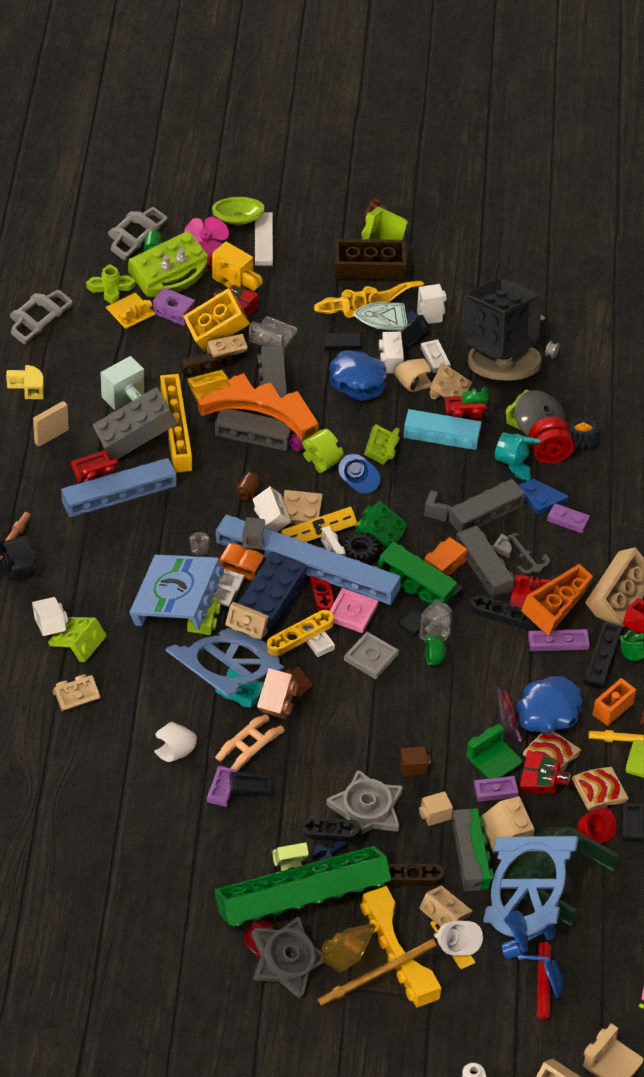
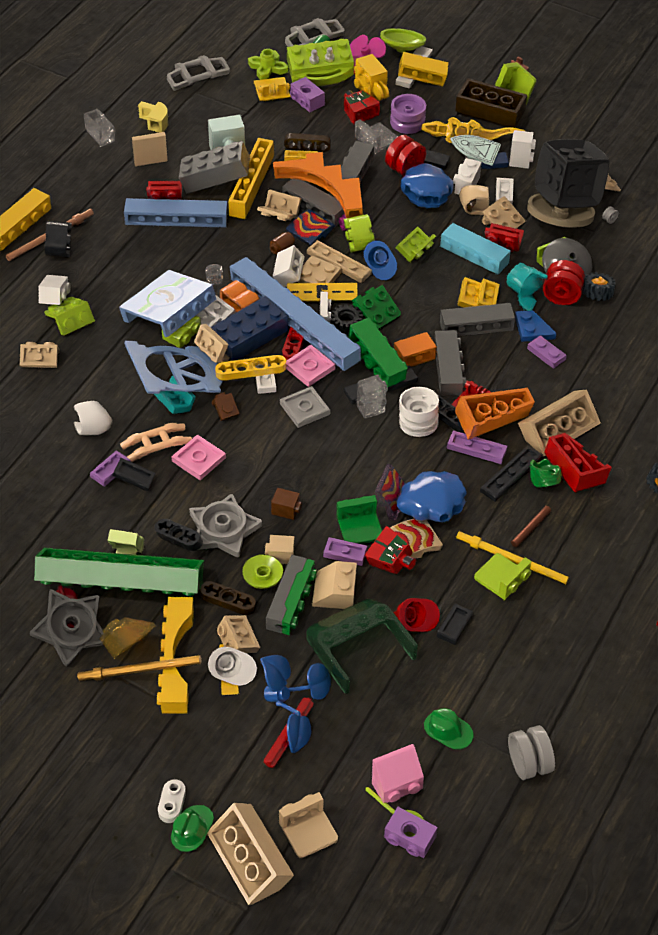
camera: 25 degrees right, 0 degrees up
(216, 319) = (331, 110): yellow brick -> none
(224, 445) = (281, 205): none -> tan bracket
(228, 345) = (336, 134): tan bracket -> none
(253, 533) = (253, 274): dark grey panel -> none
(265, 459) = (310, 227): none -> slope
(277, 694) = (196, 407): brick -> none
(279, 240) = (423, 69): none -> yellow brick
(293, 298) = (407, 113): none -> medium lavender wheel
(301, 744) = (198, 457): none -> bright pink plate
(320, 348) = (404, 154): none -> red wheel
(329, 490) = (348, 266): none -> tan tile
(329, 851) = (159, 549): dark blue bar -> none
(414, 331) = (496, 167): black tile -> none
(434, 509) = (430, 307): dark grey panel -> none
(434, 830) = (262, 565): none -> lime dish
(435, 650) = (359, 418): green hair -> none
(470, 478) = (477, 293): none -> yellow slope
(475, 397) = (520, 229): green hair -> none
(488, 623) = (418, 411): none -> white wheel
(503, 546) = (474, 356): light grey tile -> none
(509, 849) = (320, 603): medium blue window -> none
(536, 568) = (494, 384): dark grey piece -> none
(599, 788) = (440, 583): slope -> none
(614, 702) = (494, 513): orange brick -> none

